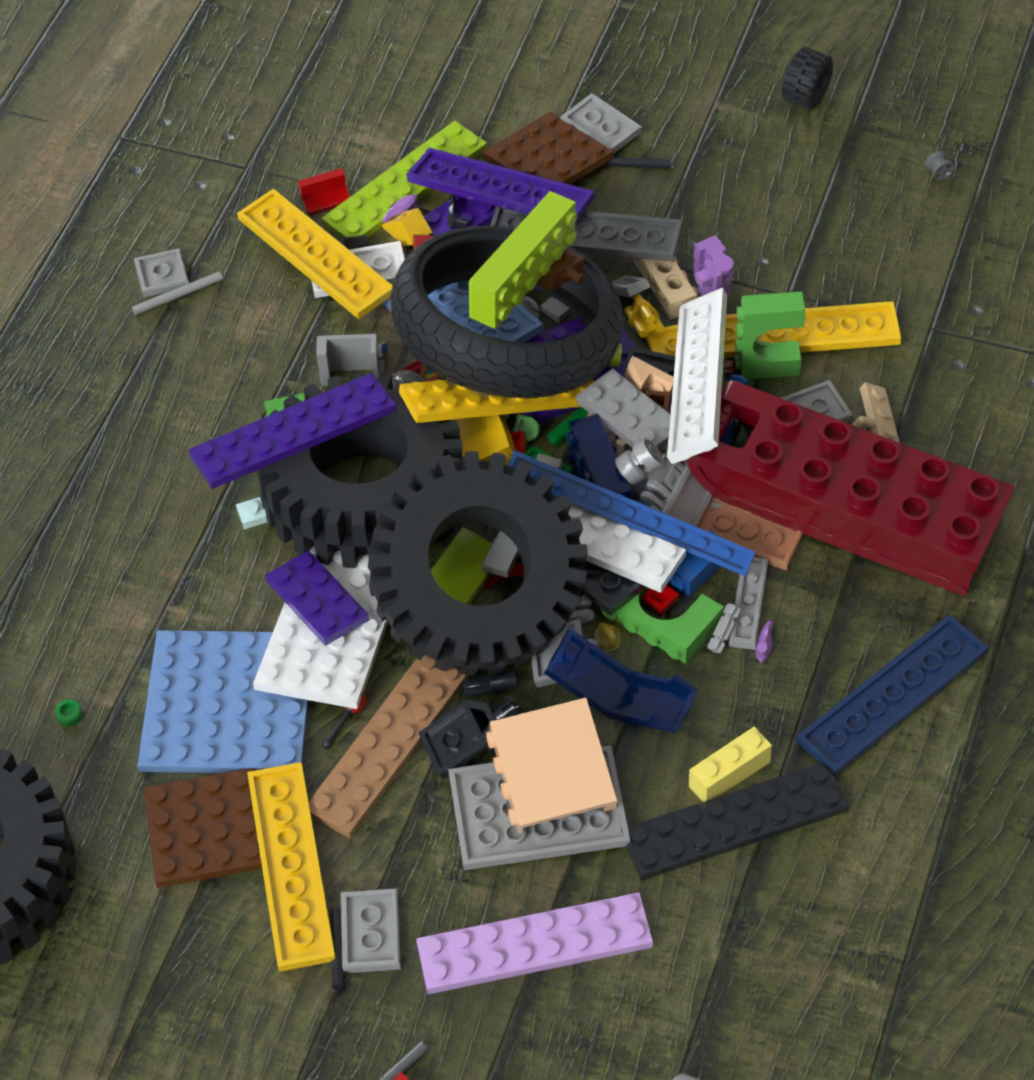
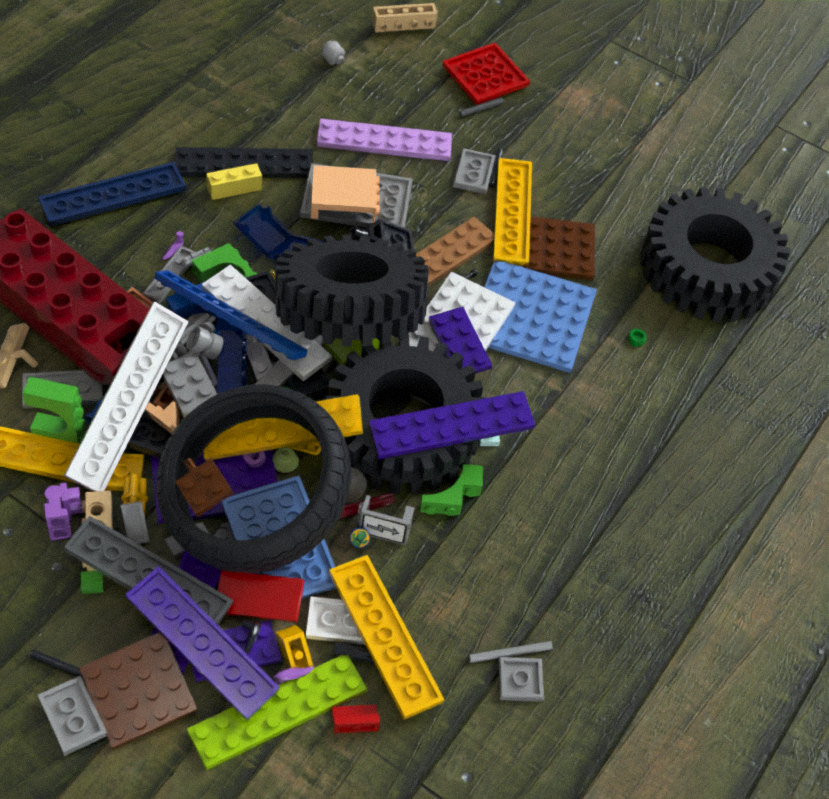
camera: 175 degrees left, 0 degrees up
(522, 260) = (235, 446): lime brick -> none

